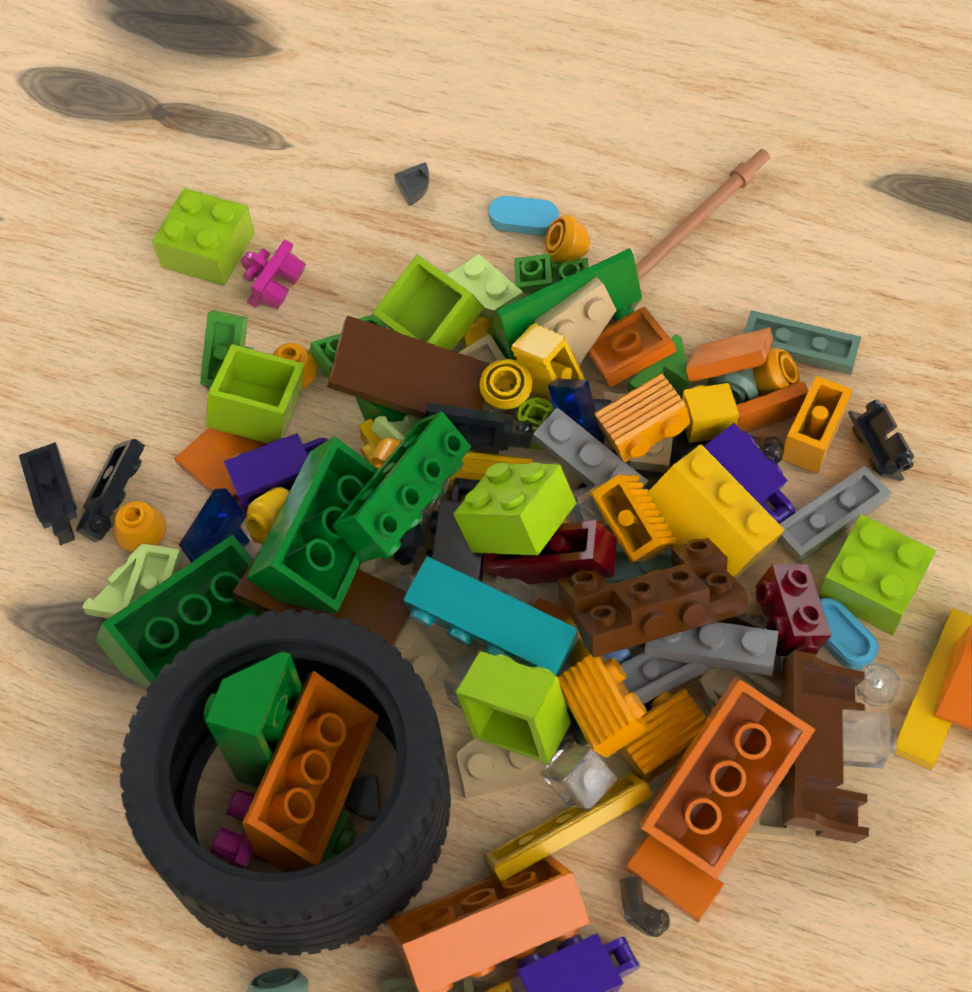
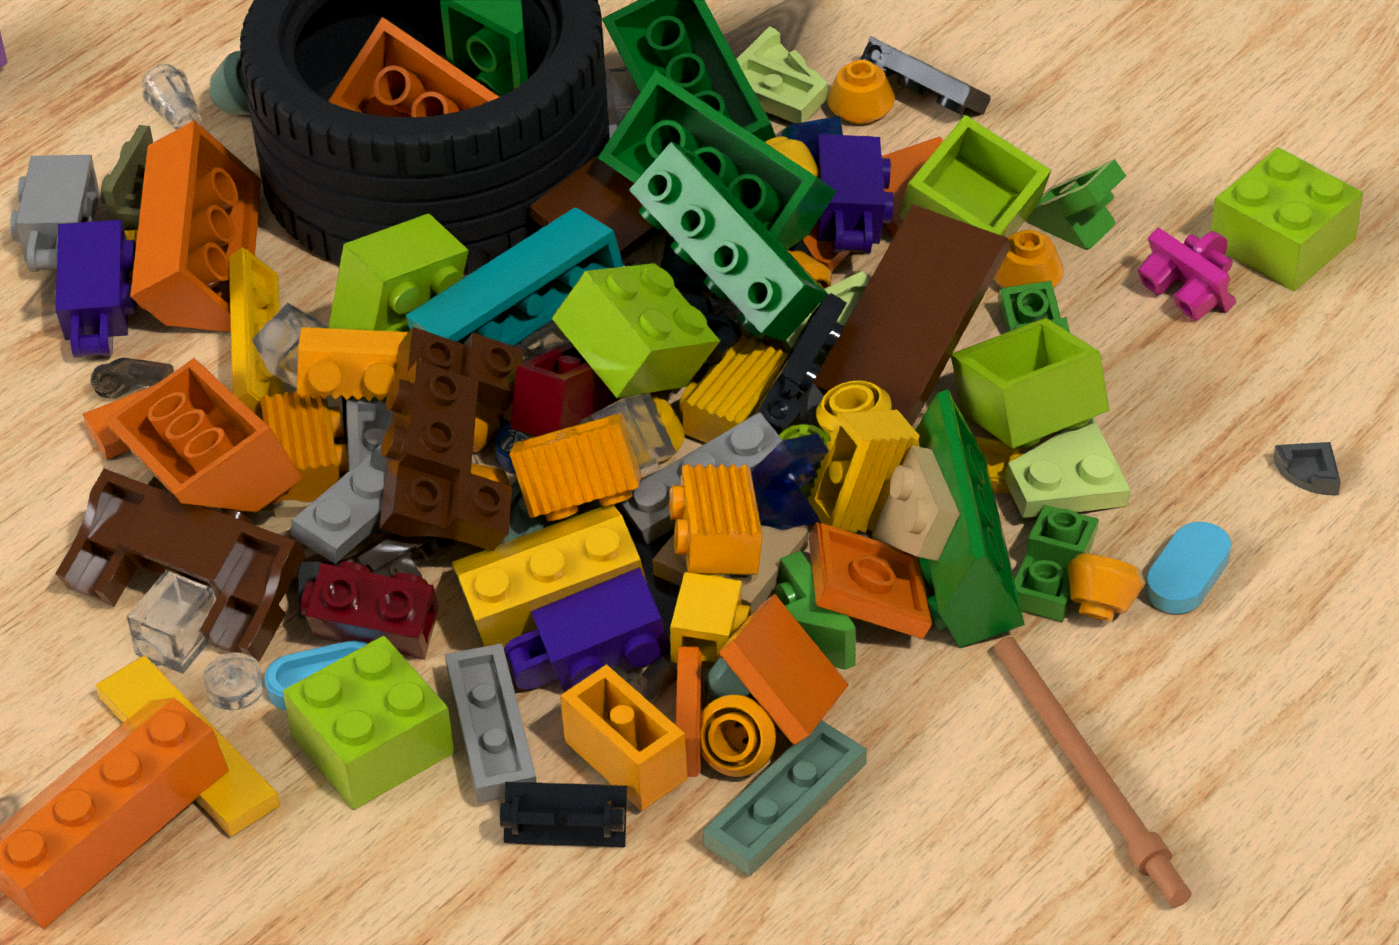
camera: 110 degrees right, 15 degrees down
(50, 490) = (950, 32): black hinge -> none

